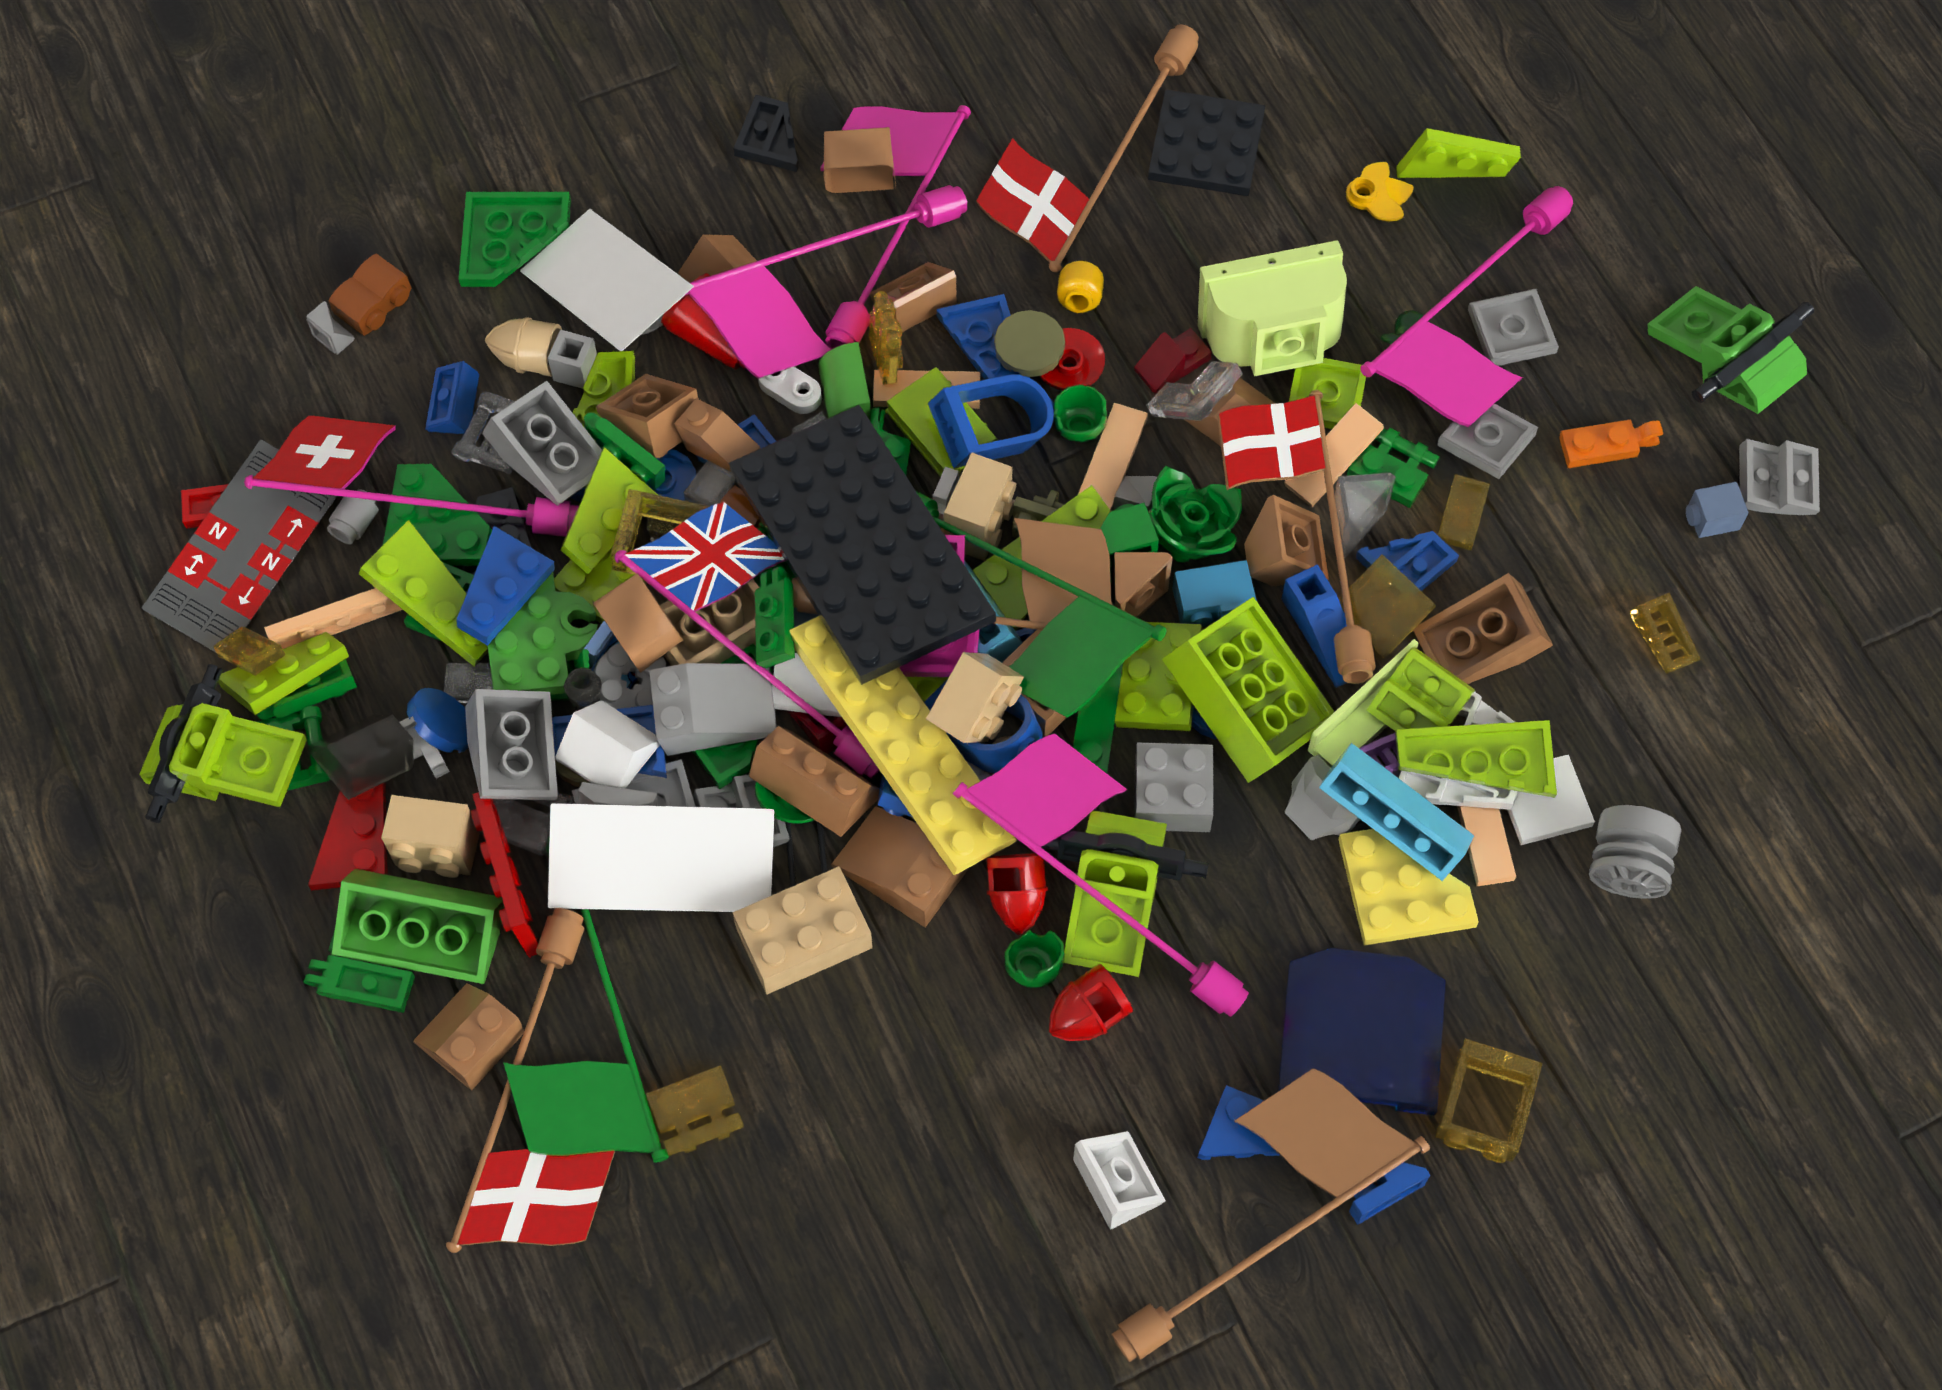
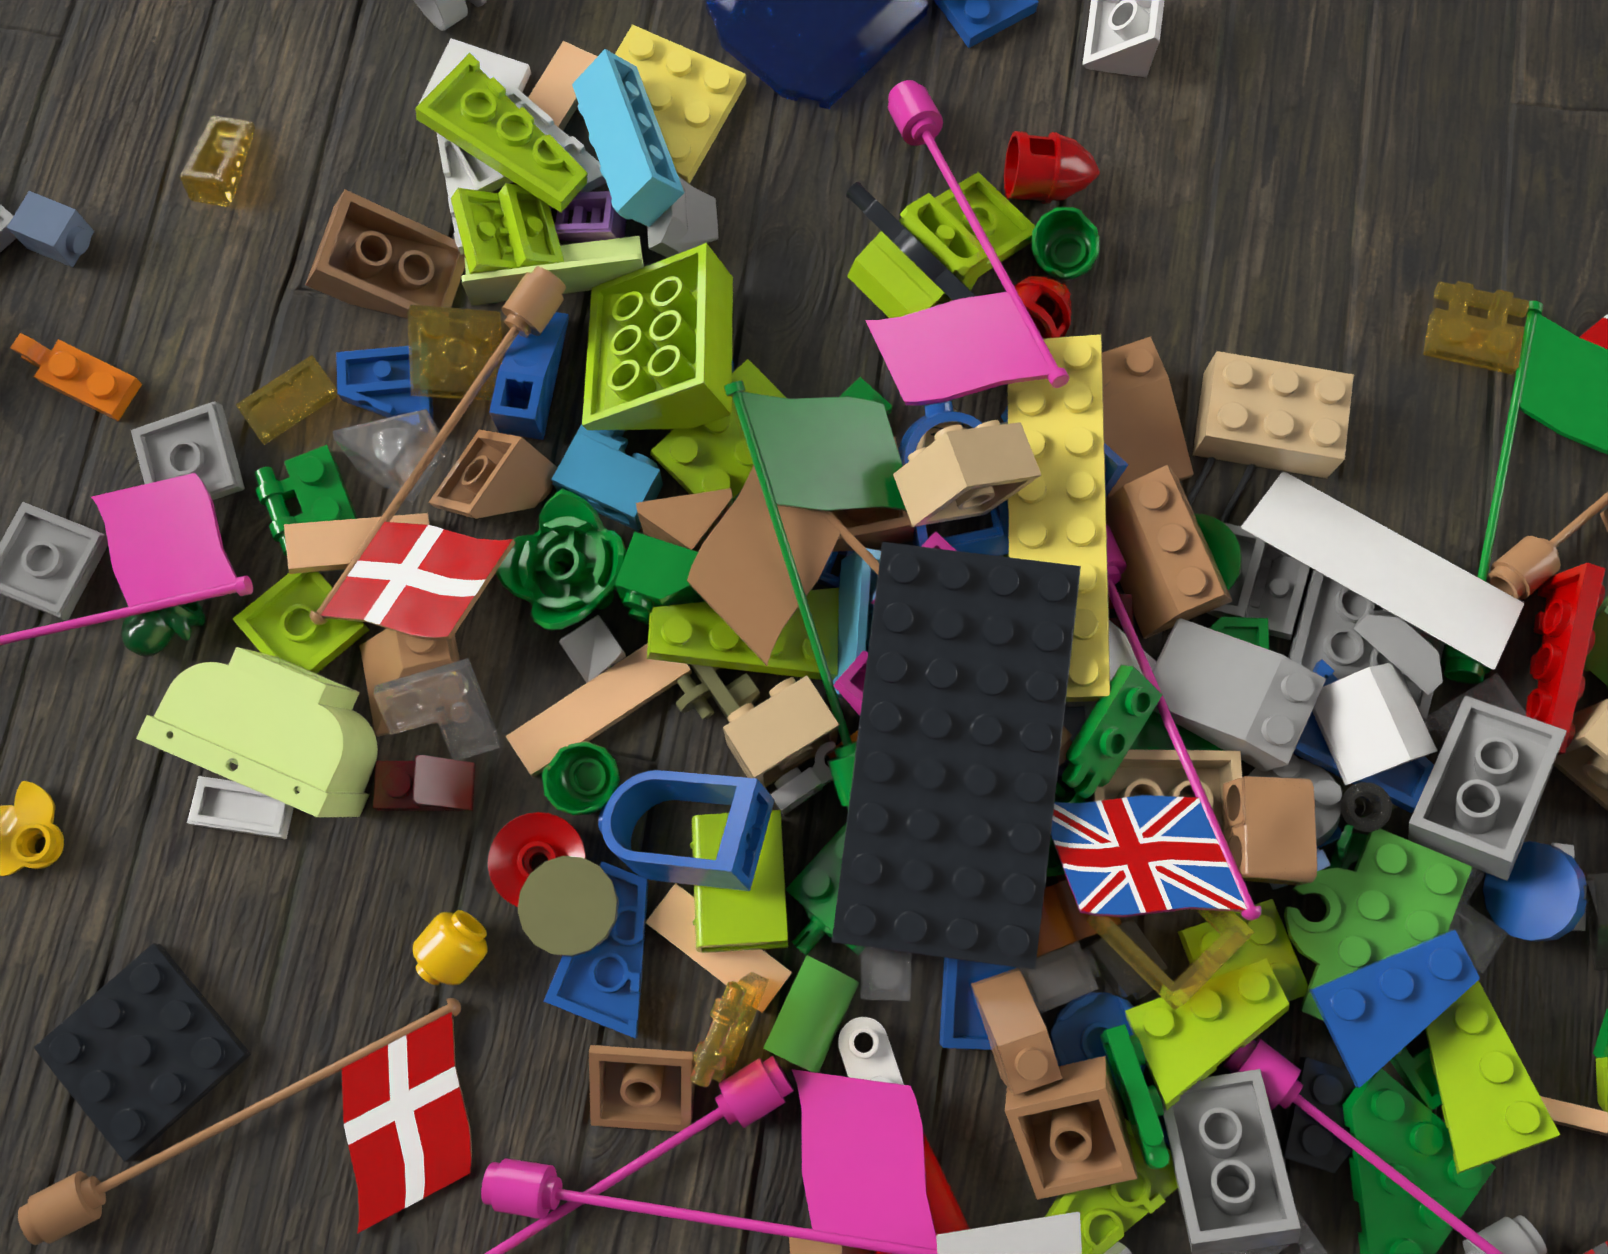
camera: 145 degrees left, 10 degrees up
(1174, 785) = (809, 313): light grey brick -> none

